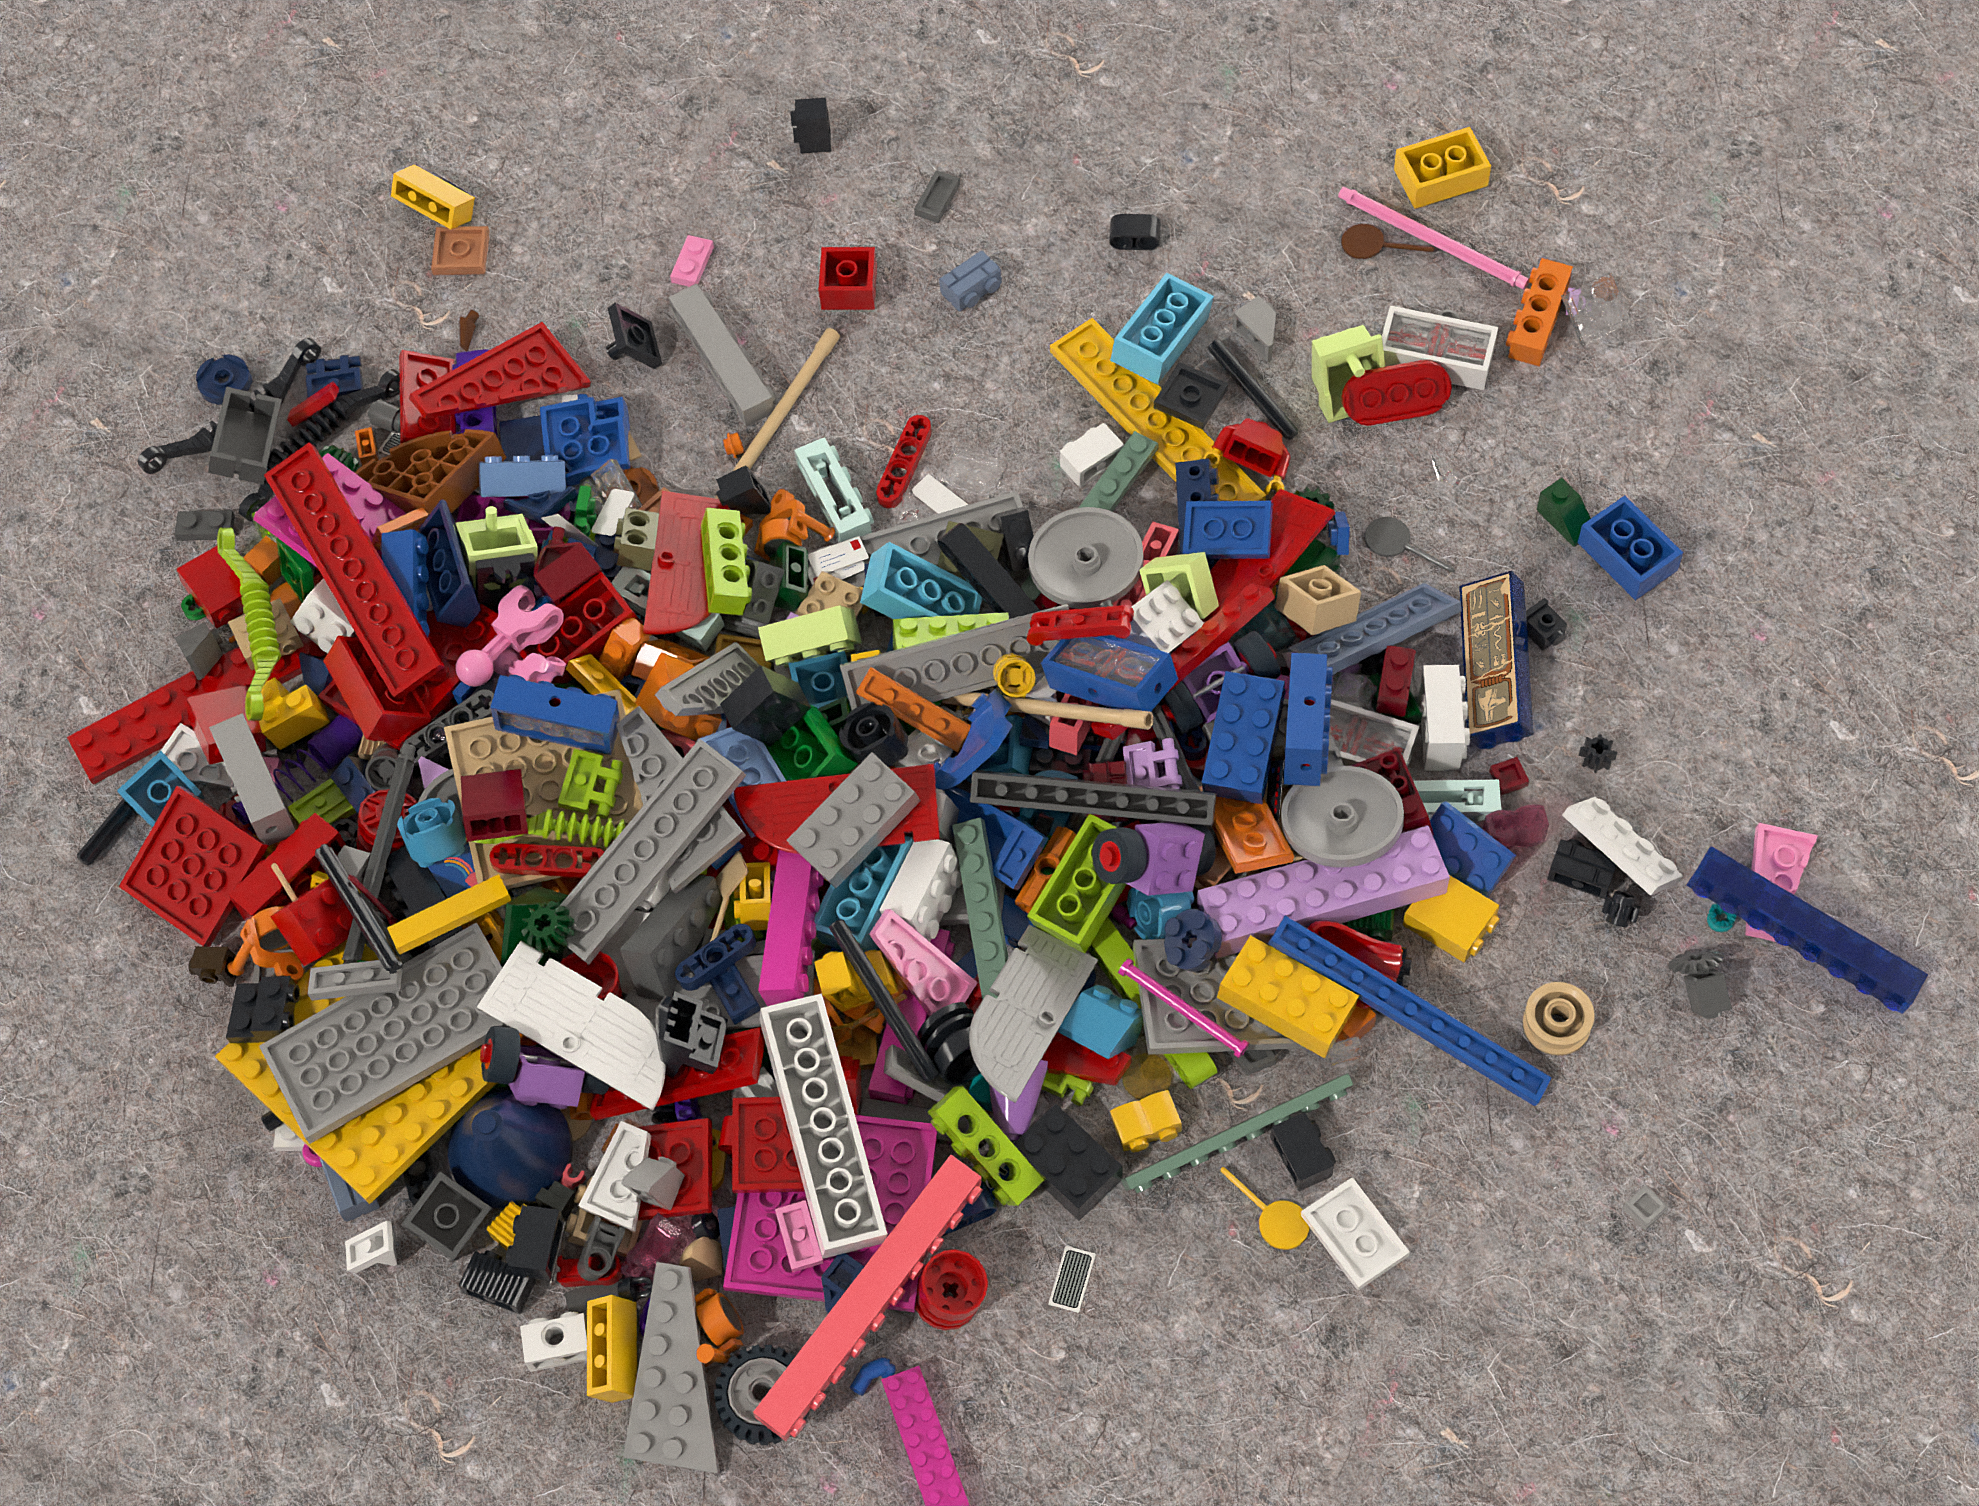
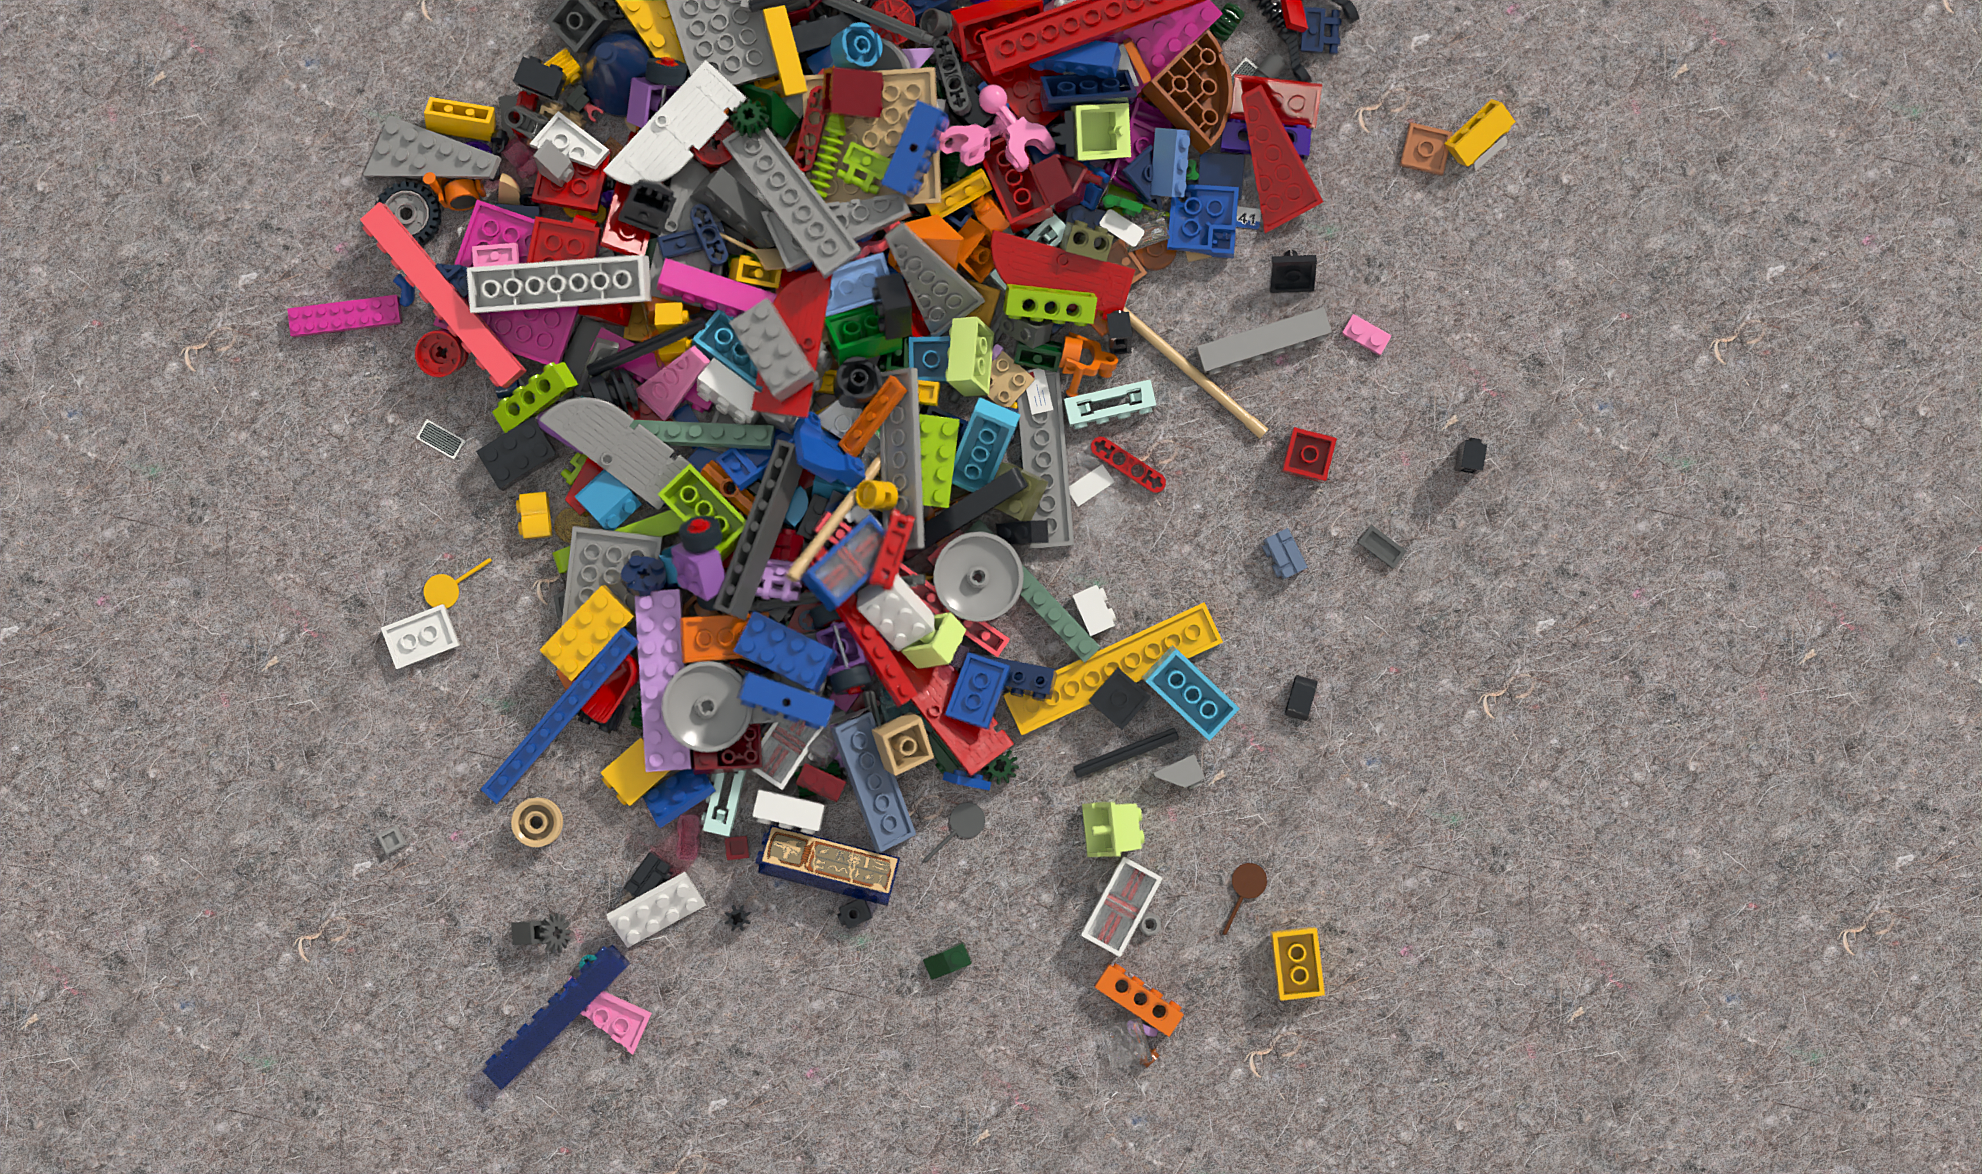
camera: 100 degrees right, 25 degrees up
(366, 445) = (1247, 48): orange piece -> none
(467, 328) = (1343, 143): reddish brown bar -> none
(494, 1283) = (531, 43): black brick -> none
(539, 1331) = (473, 71): white brick -> none
(733, 444) = (1175, 335): orange plate -> none
(838, 556) = (1047, 394): white sticker -> none
(1184, 1008) = (598, 558): dark pink bar -> none
(1226, 1139) = (511, 576): sand green plate -> none
(1254, 447) = (1062, 736): red torso -> none
(1302, 1151) = (486, 617): black brick -> none
(1396, 392) = (1085, 862): red tile -> none
(1434, 238) = (1235, 937): bright pink piece -> none
(1621, 909) = (609, 893): black gear -> none
(1630, 547) = (901, 997): blue brick -> none

